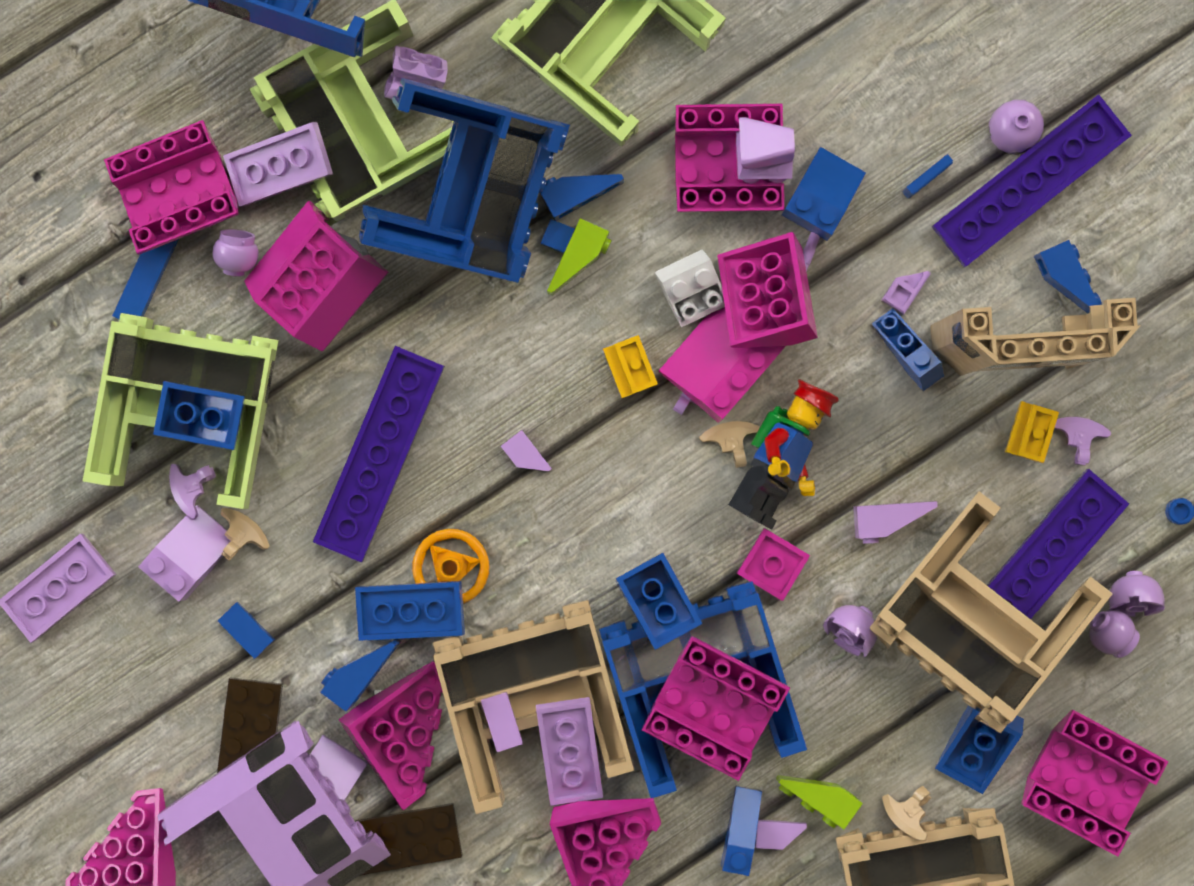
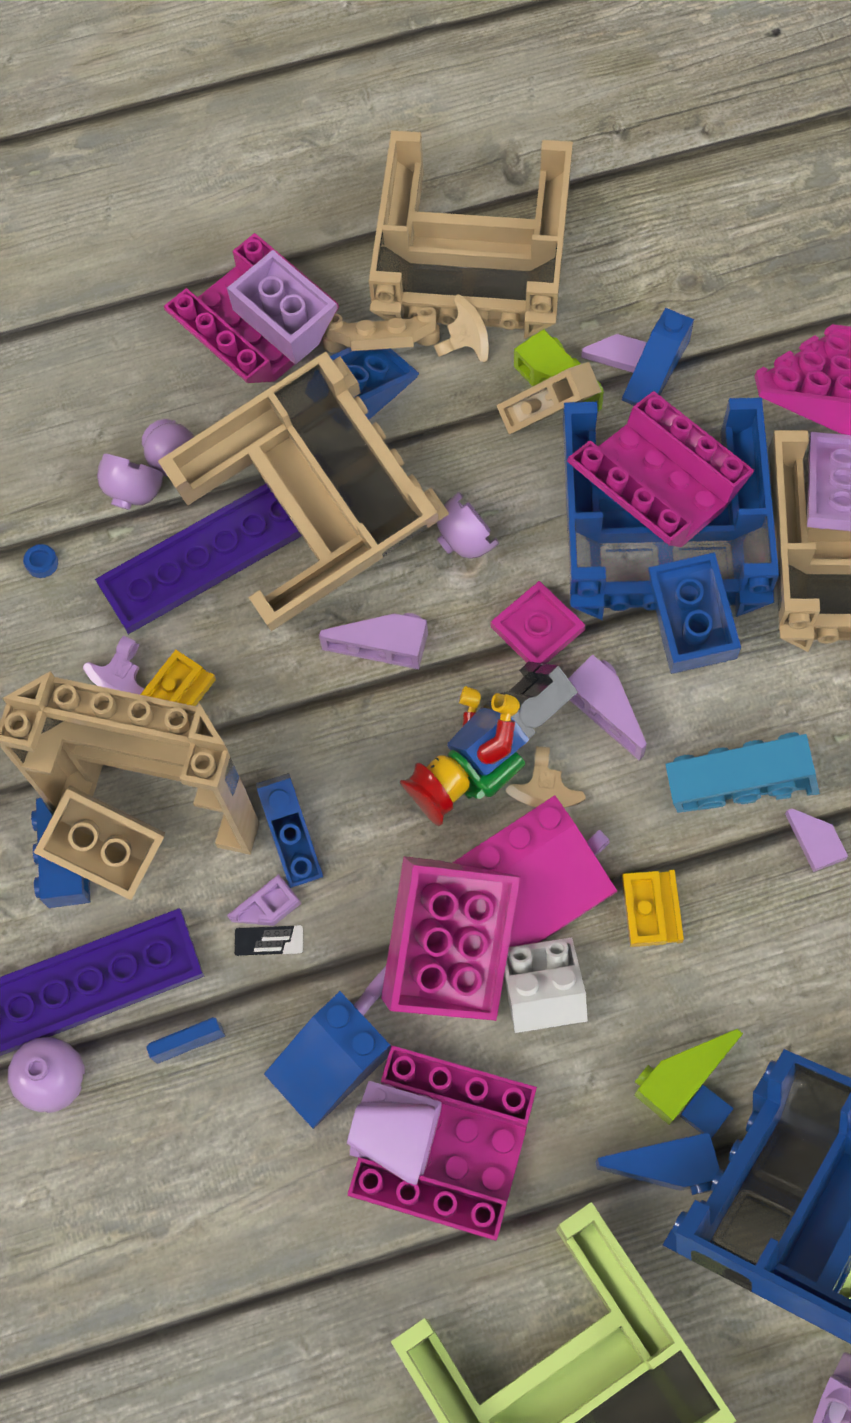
camera: 160 degrees left, 20 degrees down
(590, 482) = (743, 773): none -> dark azure wedge
(707, 517) = (605, 702): none -> lavender slope
(819, 762) = (548, 397): none -> tan slope
(895, 266) = (268, 940): none -> sticker
(975, 789) = (382, 334): none -> tan plate
(1041, 293) = (99, 842): none -> tan slope
(1067, 786) = (282, 306): none -> lavender slope

